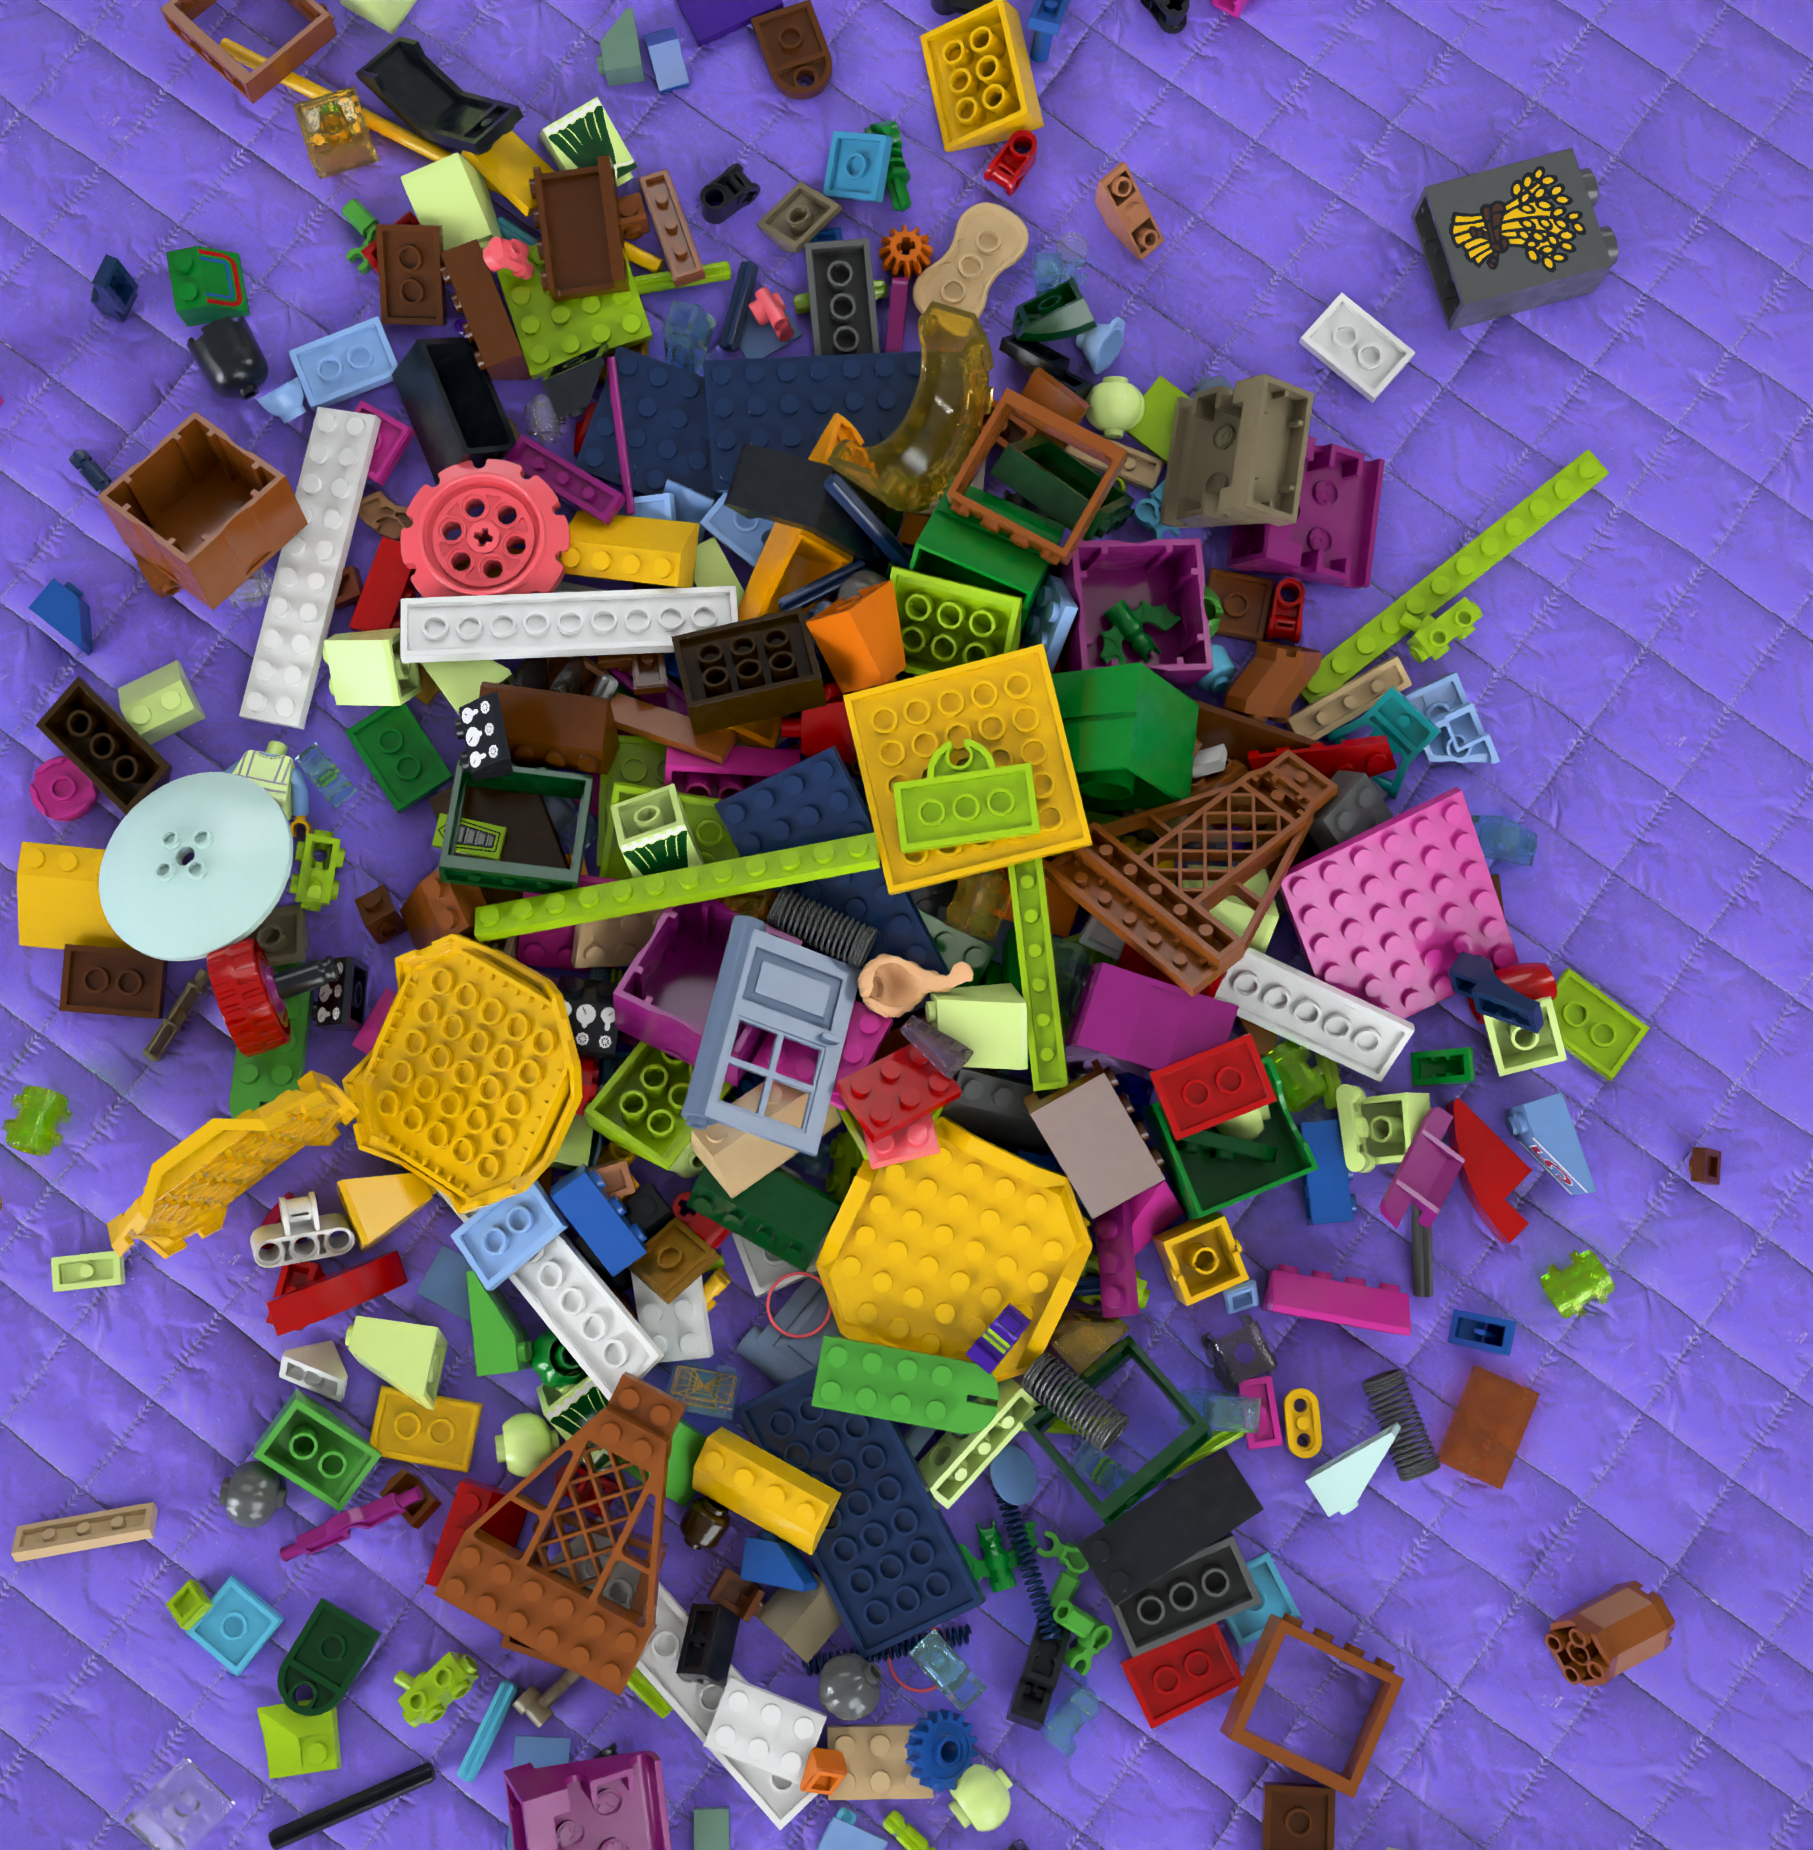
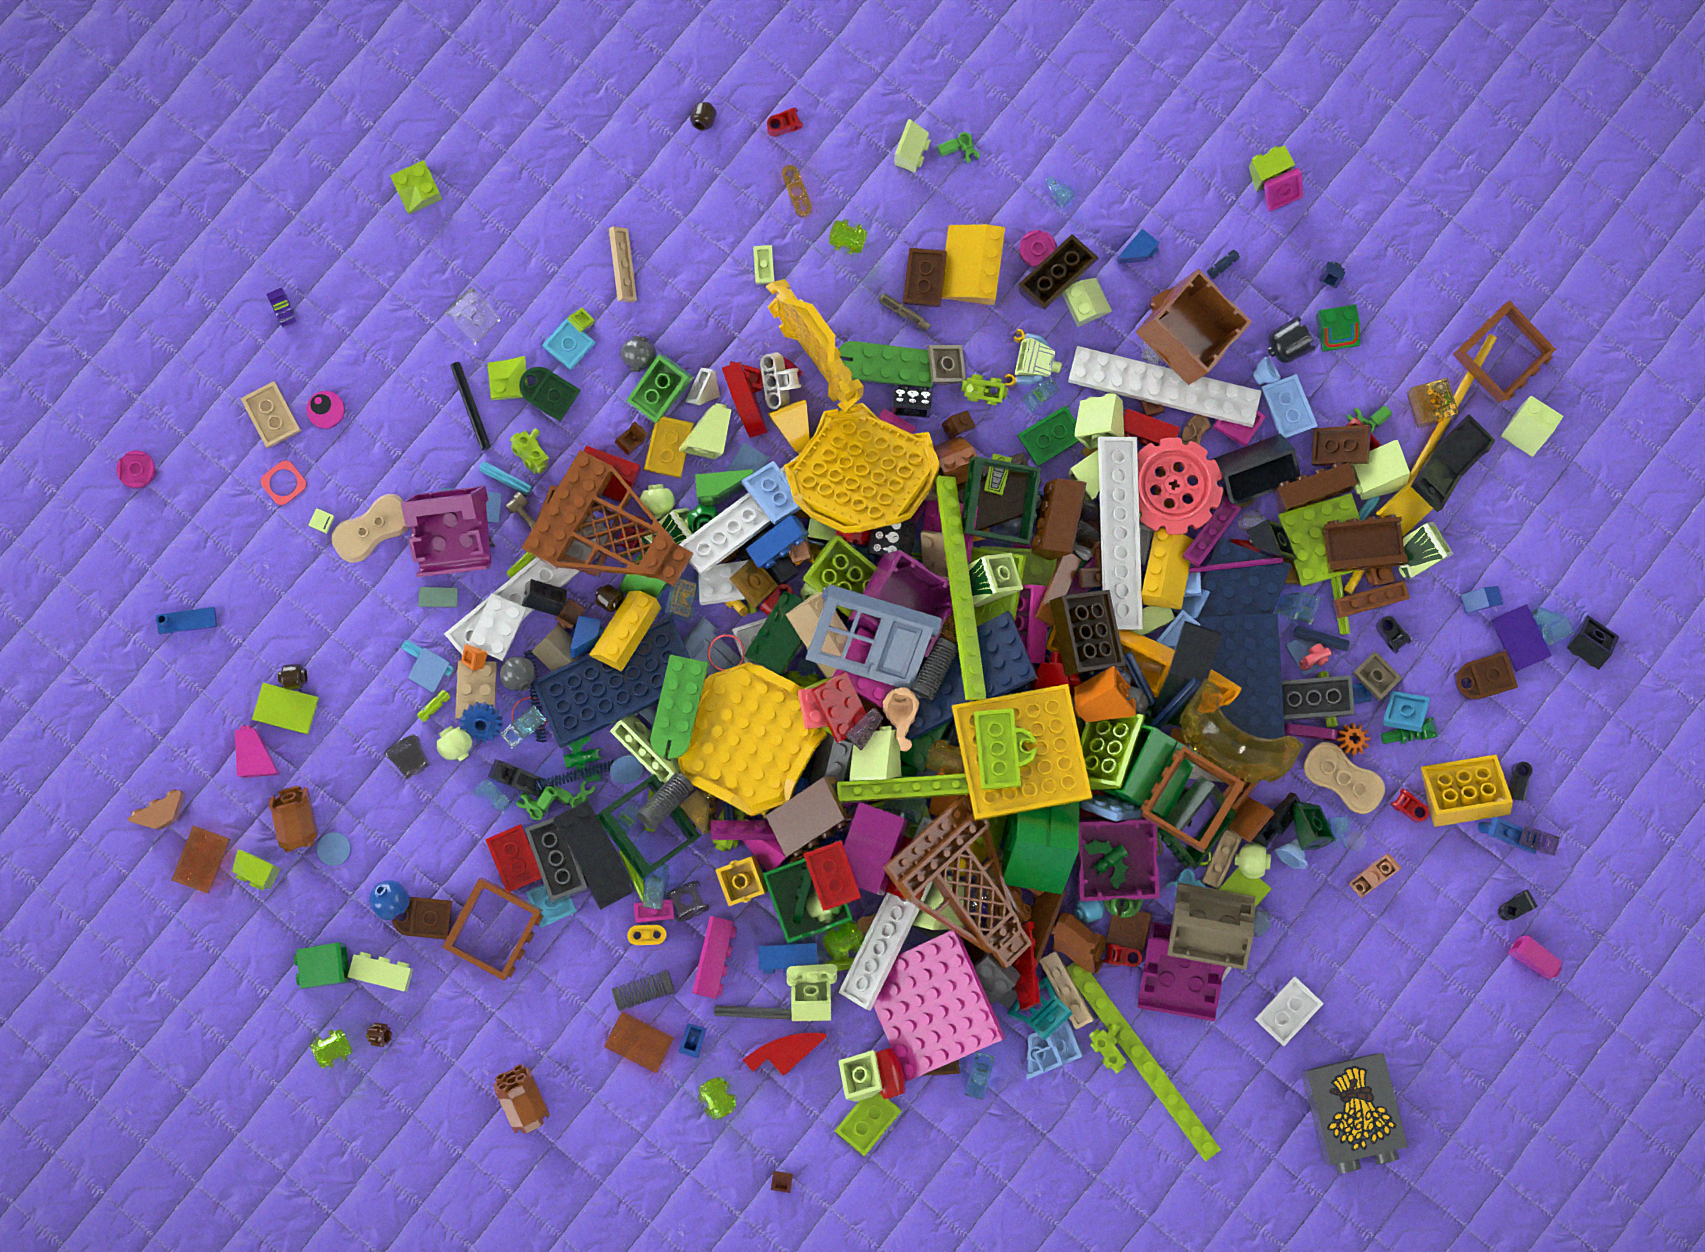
camera: 90 degrees right, 0 degrees up
(222, 893) = (970, 340): light aqua dish -> none
(255, 996) = (908, 356): red wheel -> none
(339, 1527) = (617, 399): magenta piece -> none
(484, 738) = (1050, 483): black slope -> none
(510, 255) = (1347, 502): coral plate -> none
(621, 52) = (1485, 572): sand green slope -> none
(998, 1338) = (701, 758): dark purple leg -> none
(1209, 761) = (1030, 900): white tile -> none
(1241, 1296) = (719, 904): light blue slope -> none
(1344, 1478) = (616, 958): light aqua slope -> none
(1424, 1172) = (783, 1011): magenta plate -> none
(1442, 1067) = (846, 1029): green slope -> none
(1476, 979) = (893, 1049): dark blue slope -> none
(1550, 1138) = (803, 1086): medium blue slope -> none

